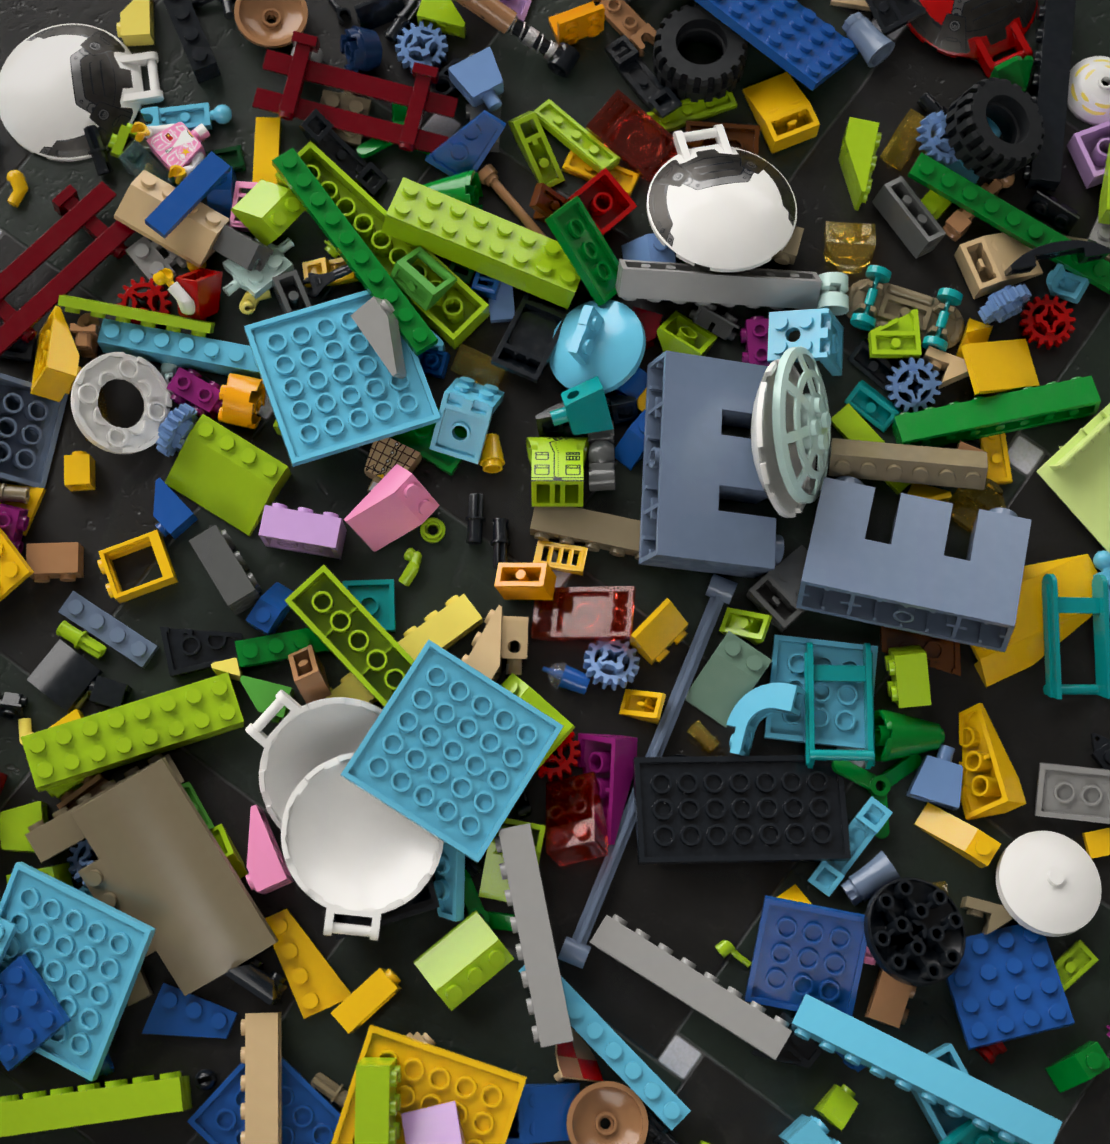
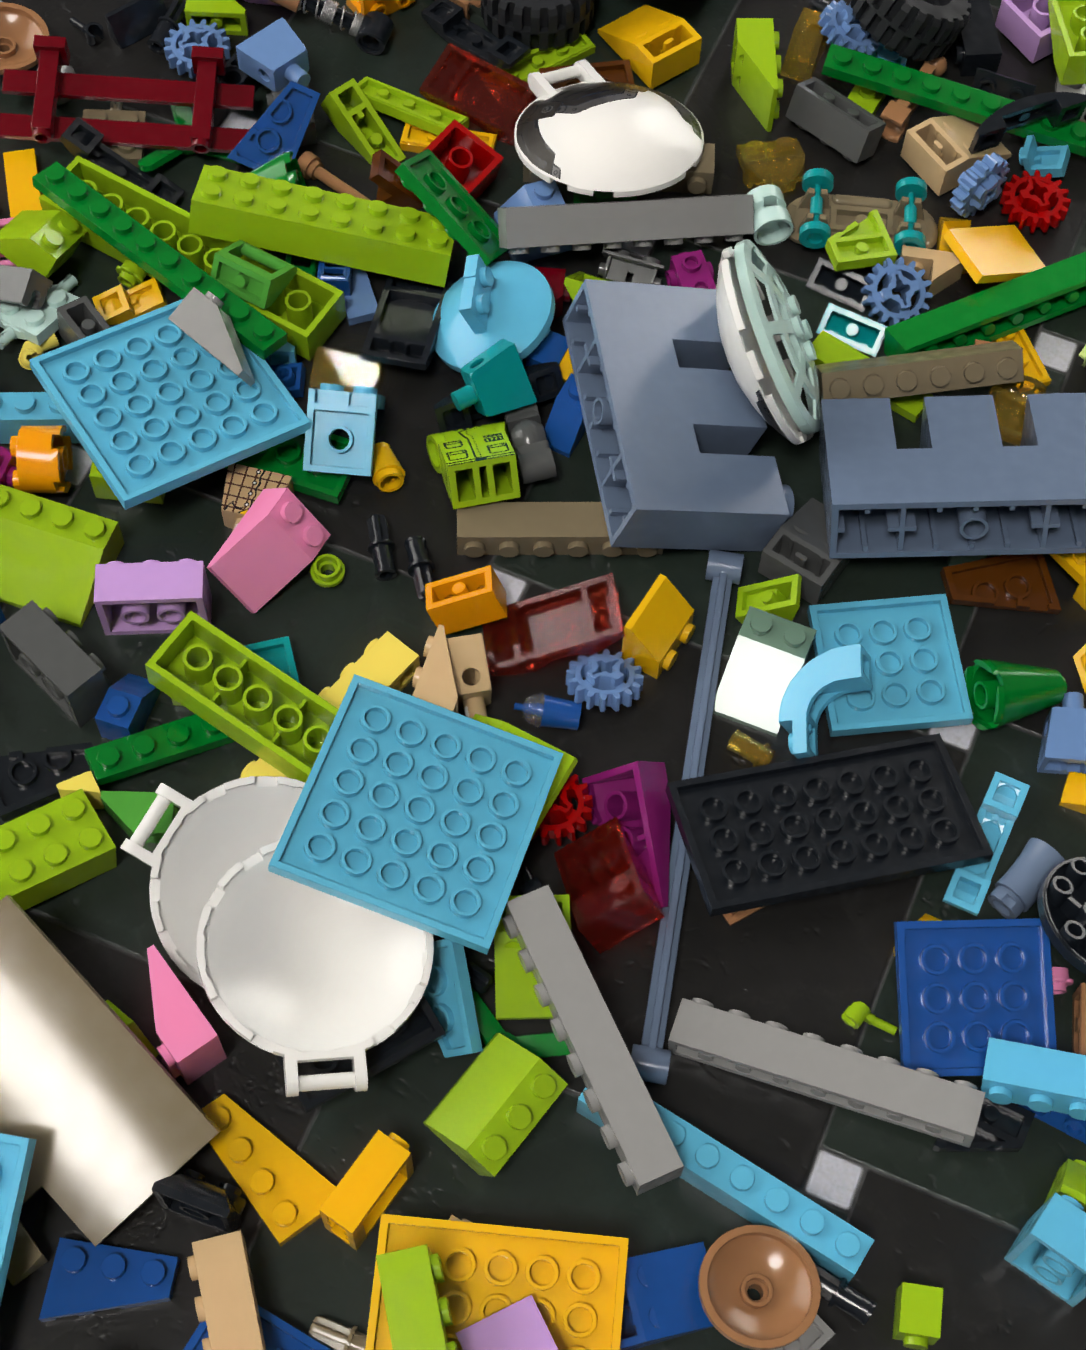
camera: 15 degrees left, 15 degrees down
(309, 674) = (195, 766): medium nougat brick -> none
(320, 281) = (121, 310): black piece -> none
(361, 49) = (122, 54): dark blue cone -> none
(411, 570) = (310, 621): lime arm -> none
(571, 549) = (516, 559): yellow slope -> none
(576, 1061) = (688, 1212): shield -> none
(642, 705) = (661, 725): yellow slope -> none
(819, 334) = (768, 239): medium azure bracket -> none
(839, 673) = (916, 629): teal piece -> none
(887, 779) = (1006, 753): green piece -> none
(909, 676) = (998, 613): lime brick -> none

